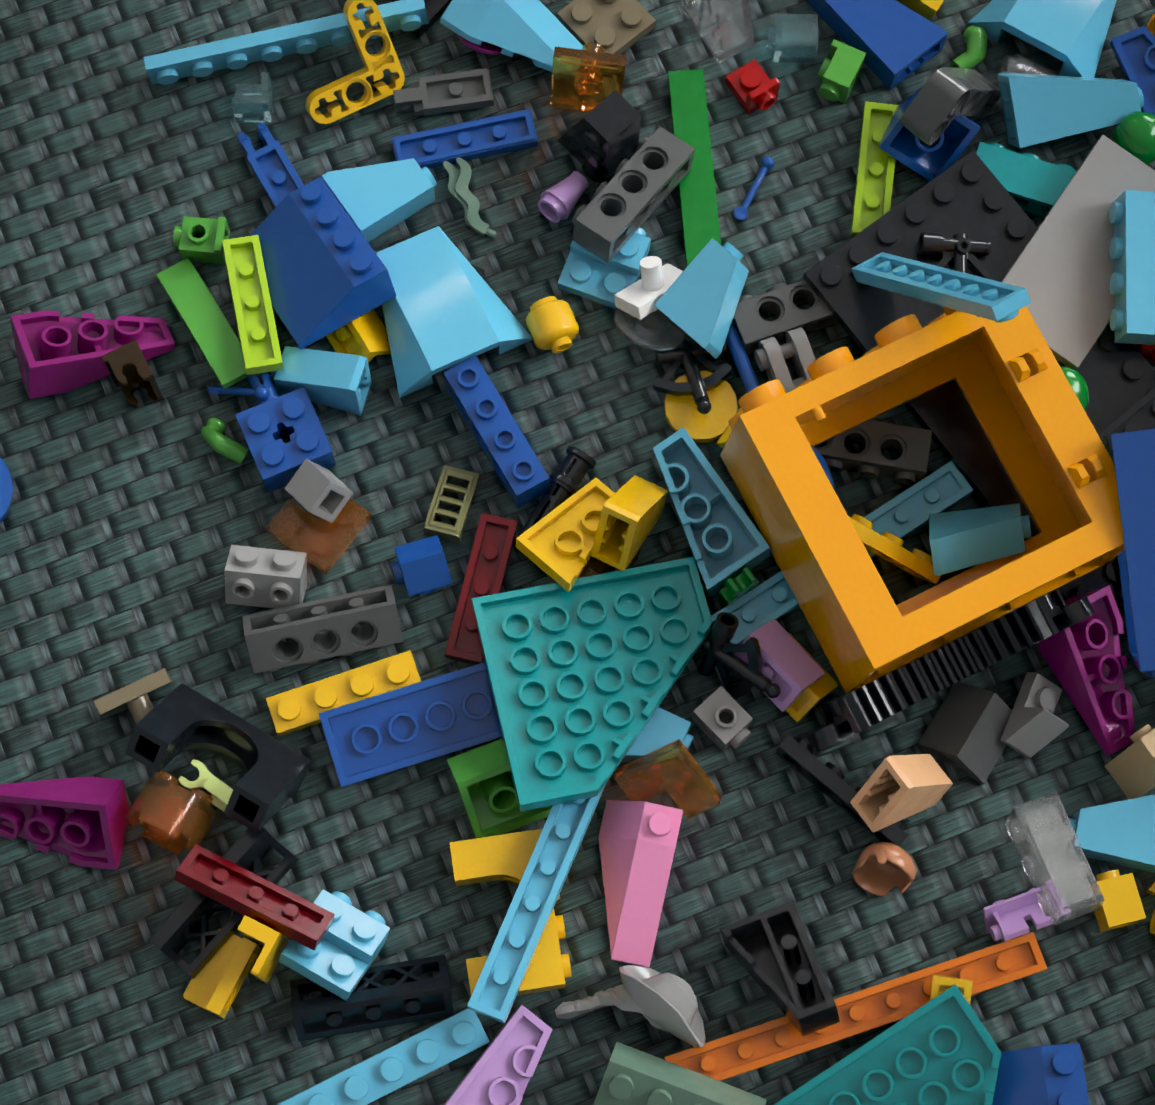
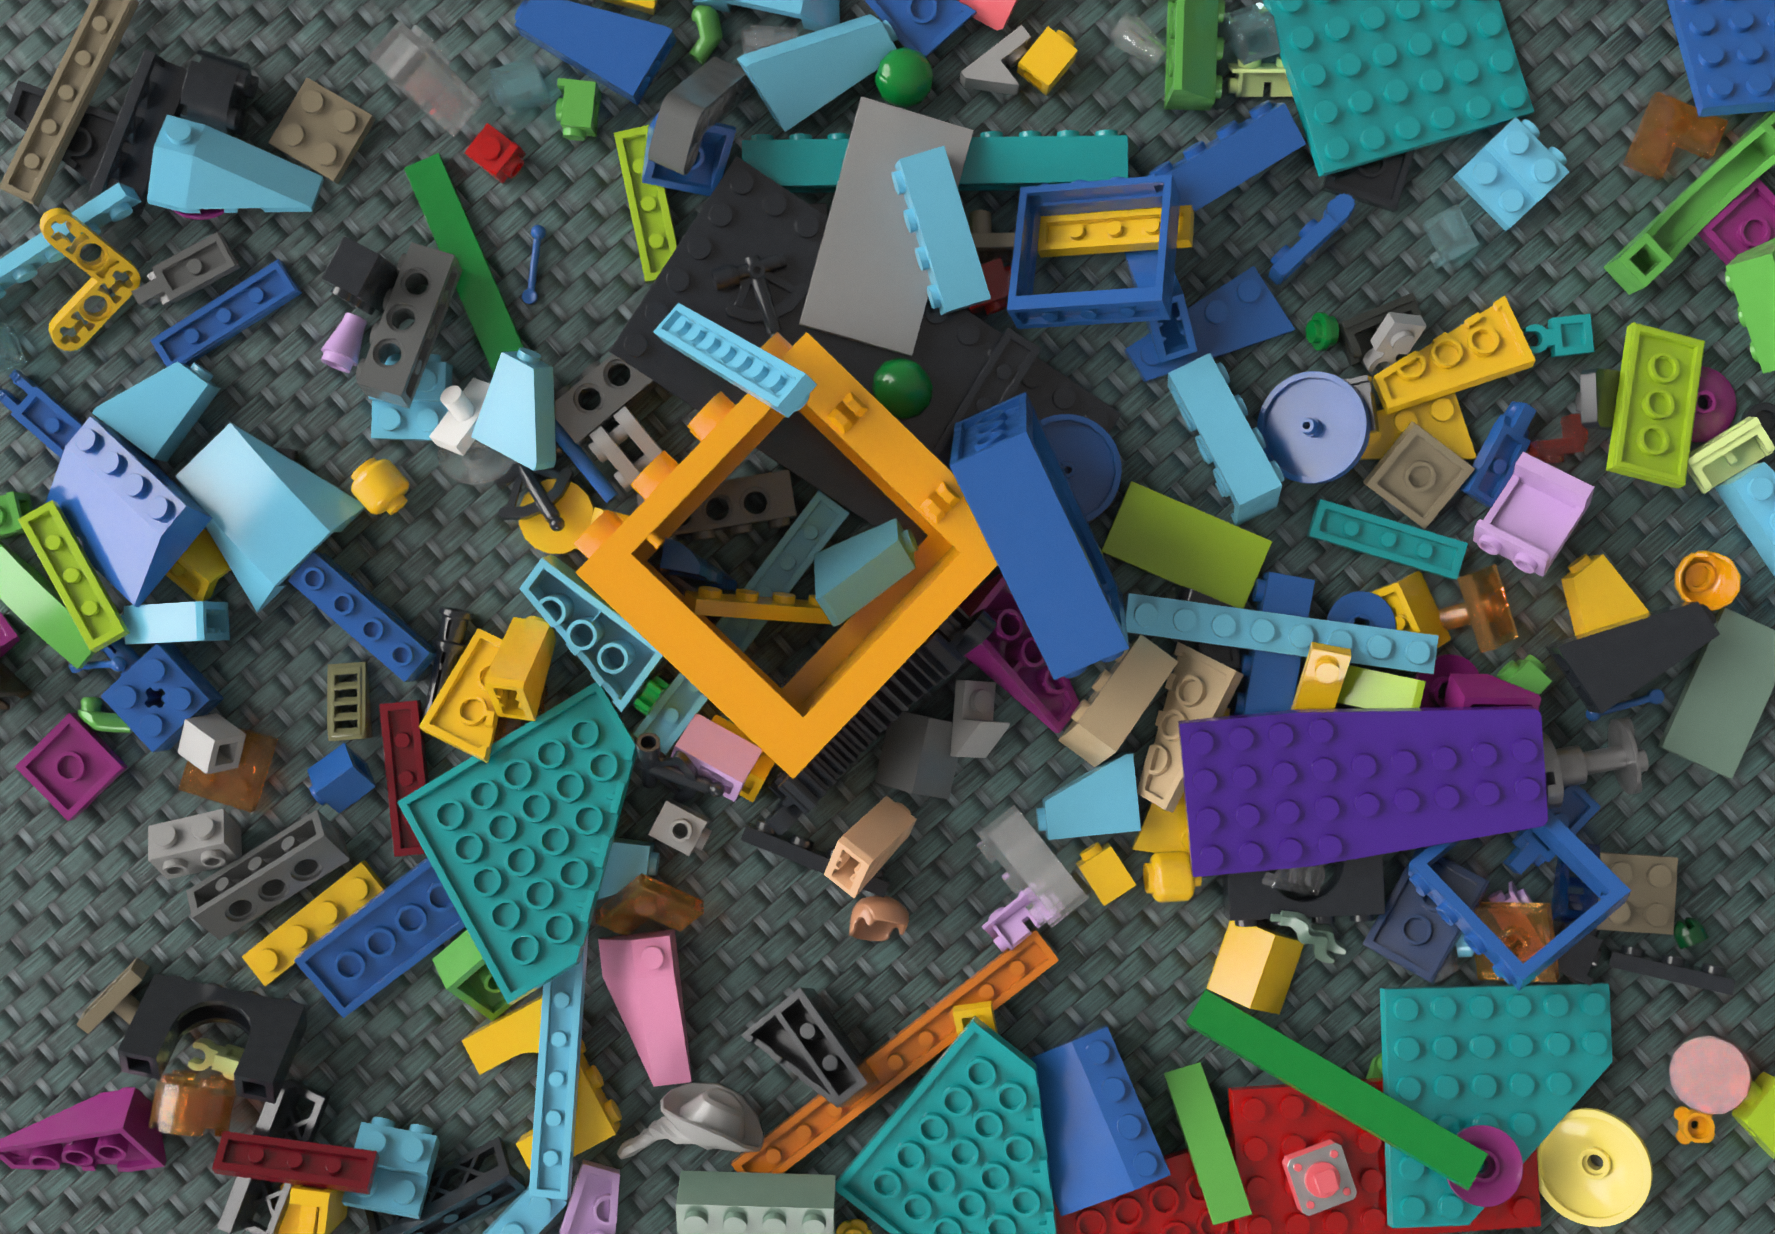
camera: 15 degrees left, 15 degrees up
(176, 474) = (71, 766): none -> magenta plate
(459, 191) = (237, 368): sand green hair -> none
(585, 77) = (322, 211): clear orange tile -> none

